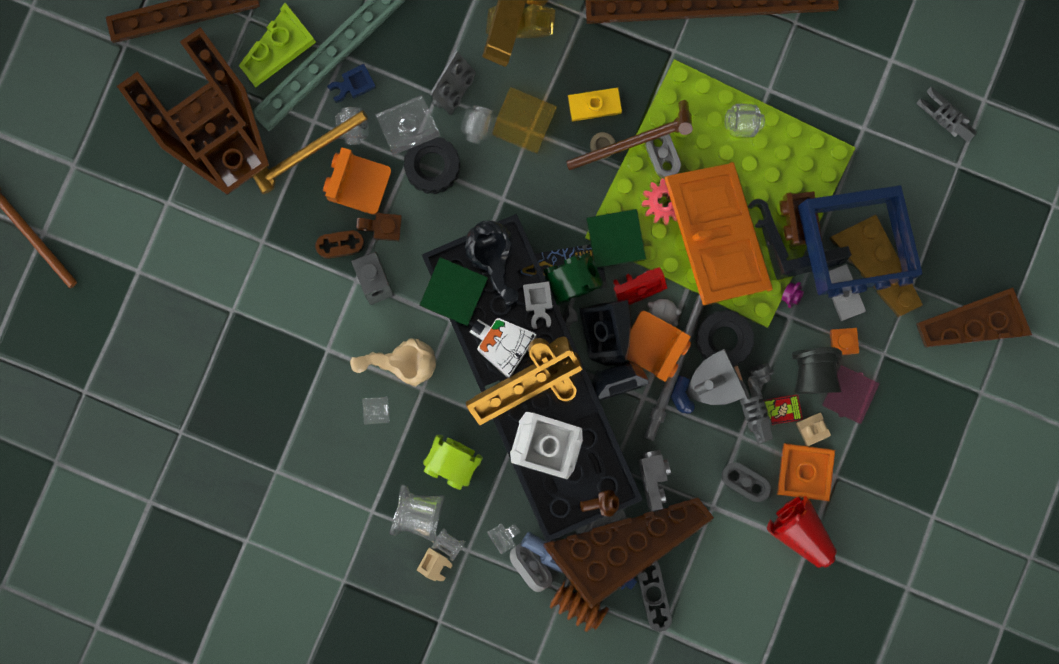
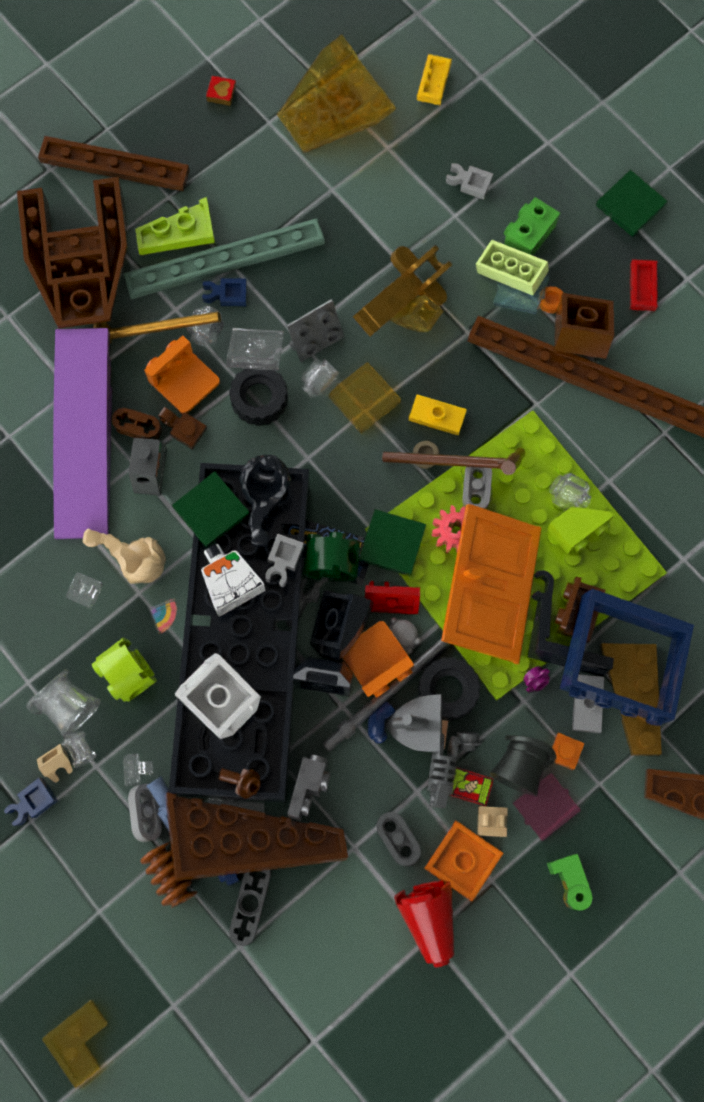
camera: 30 degrees right, 10 degrees down
(297, 275) = (81, 432): none -> medium lavender slope
(435, 604) = (34, 801): none -> dark blue plate
(455, 397) = (164, 615): none -> clear tile
(531, 380) = (235, 625): pearl gold piece -> none
(764, 146) = (578, 525): none -> lime slope
(906, 448) = (576, 887): none -> bright green leg

